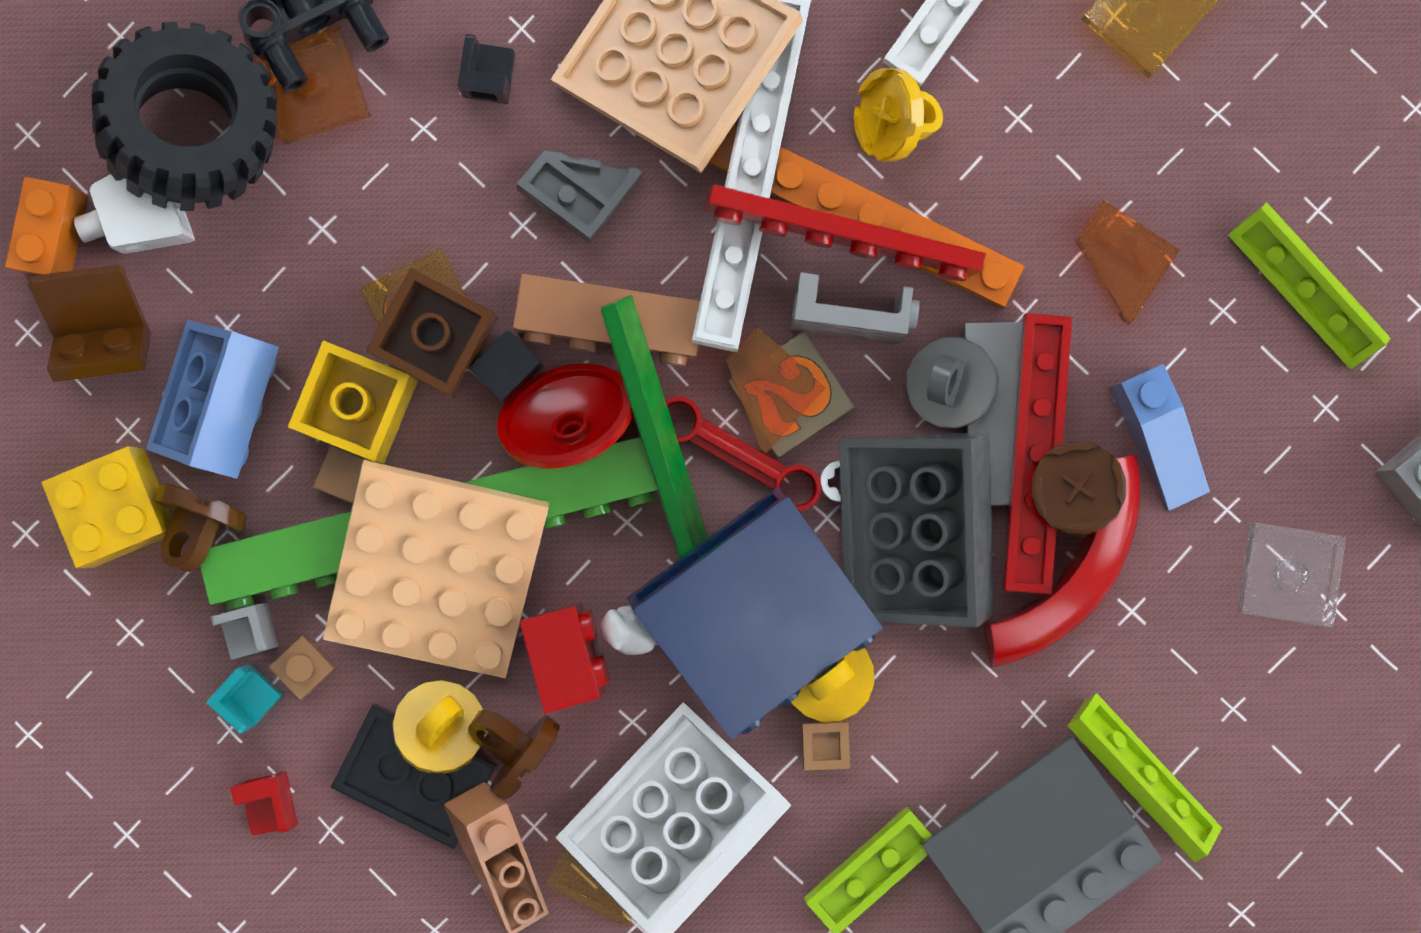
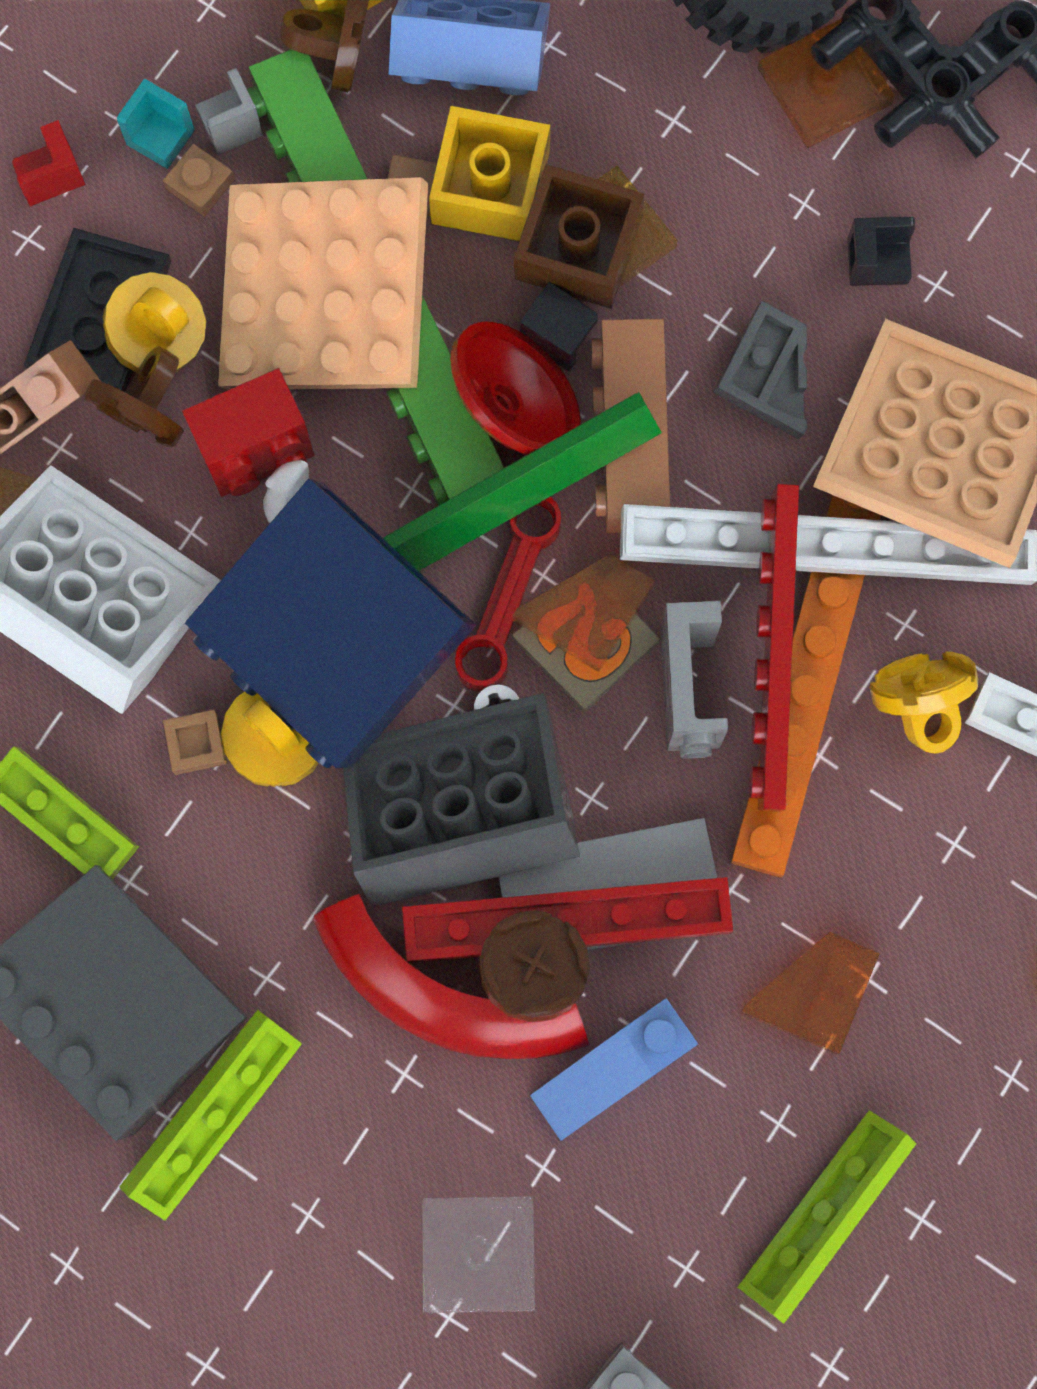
camera: 85 degrees right, 10 degrees down
(952, 382) = (632, 812): dark grey tile -> none

